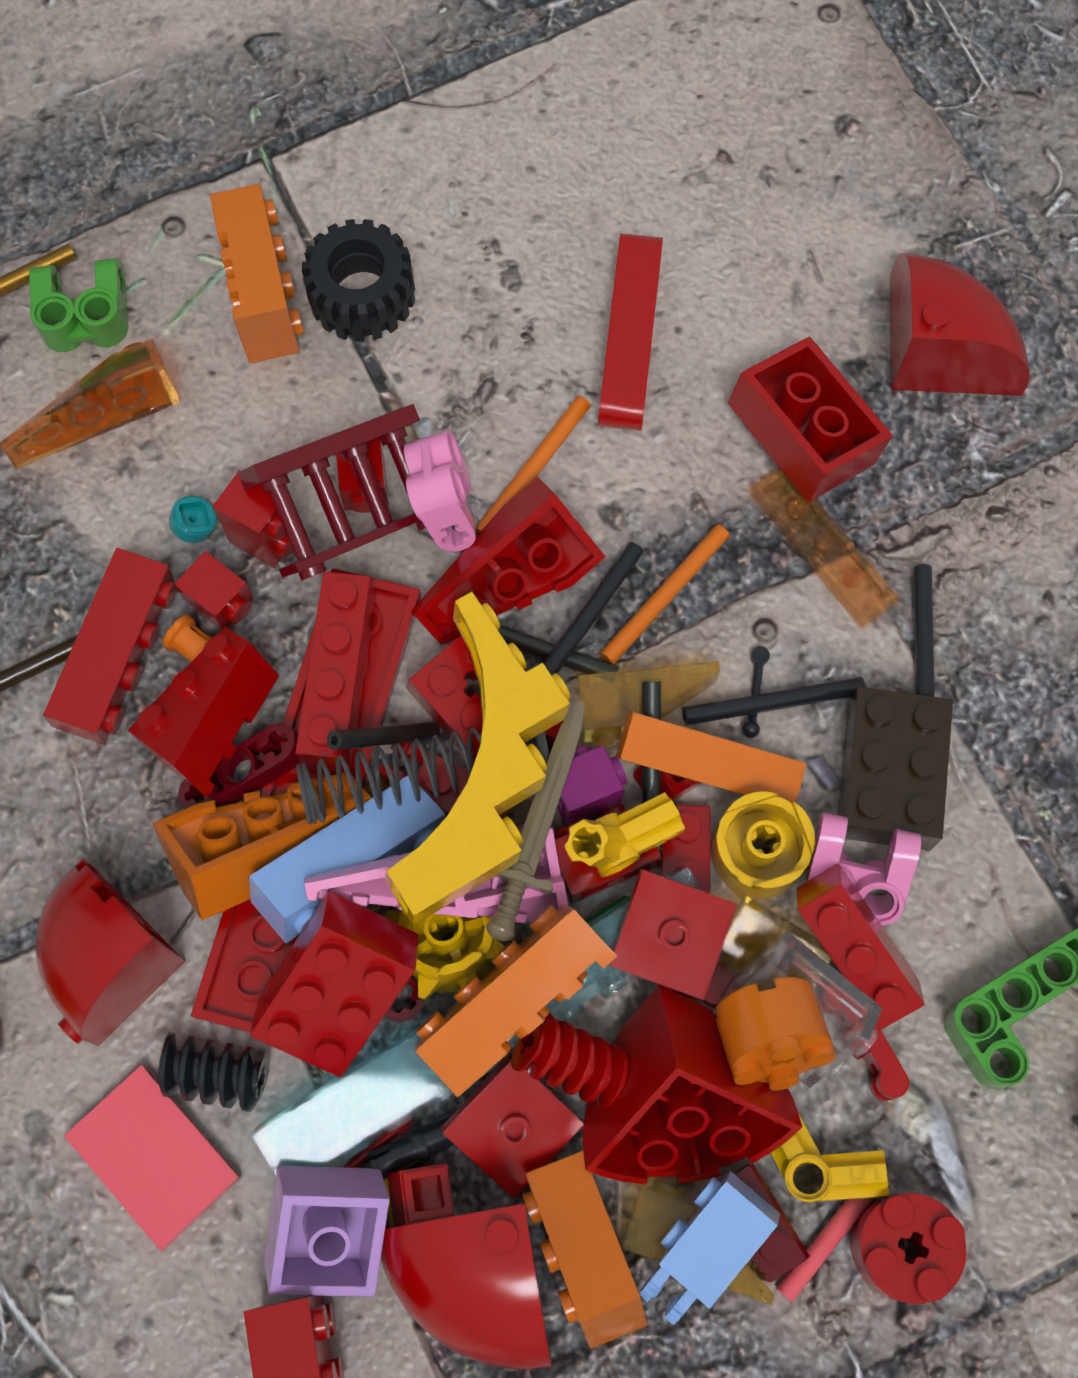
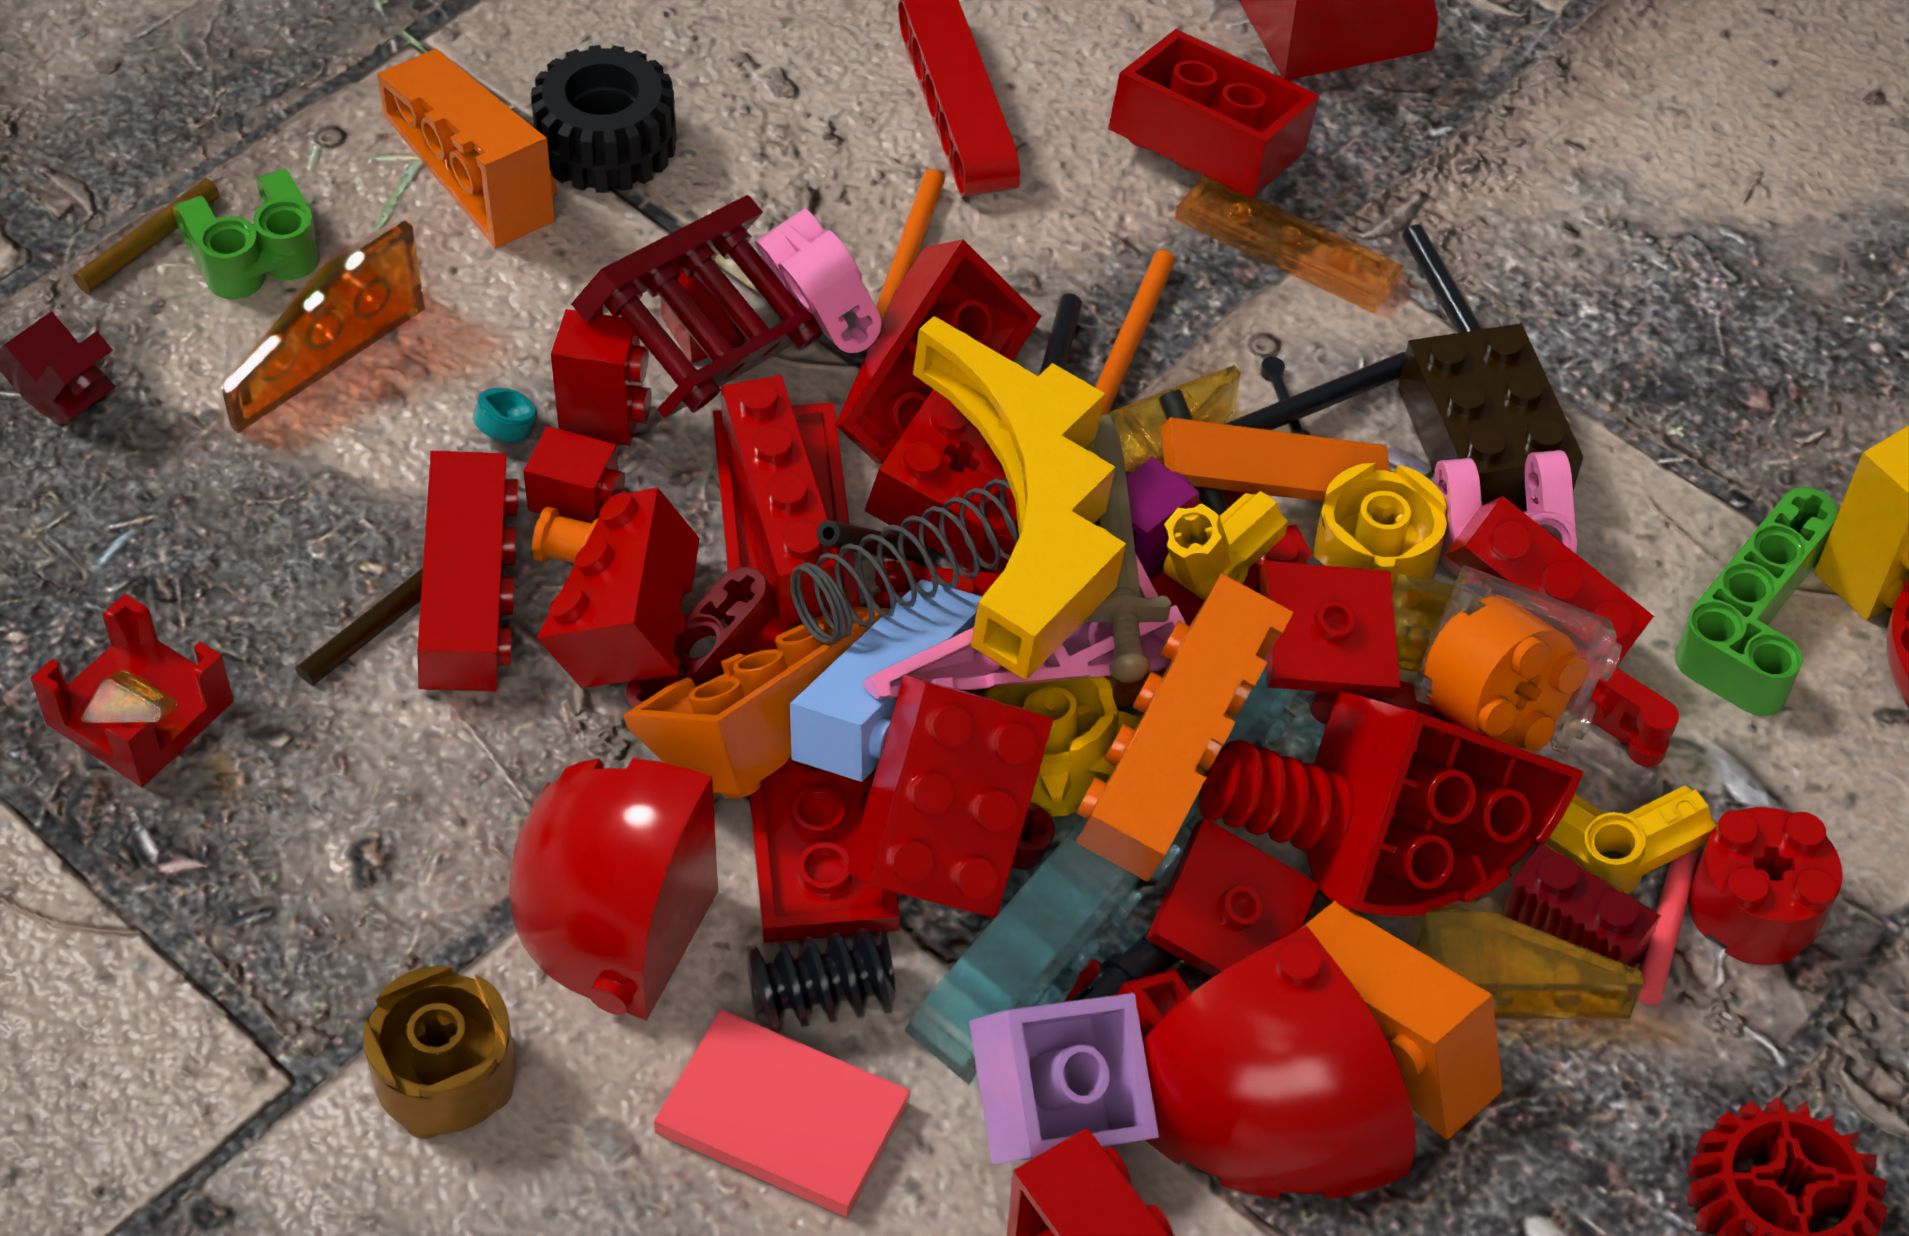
camera: 25 degrees left, 20 degrees down
(713, 1244) = (1547, 915): light blue hinge -> none

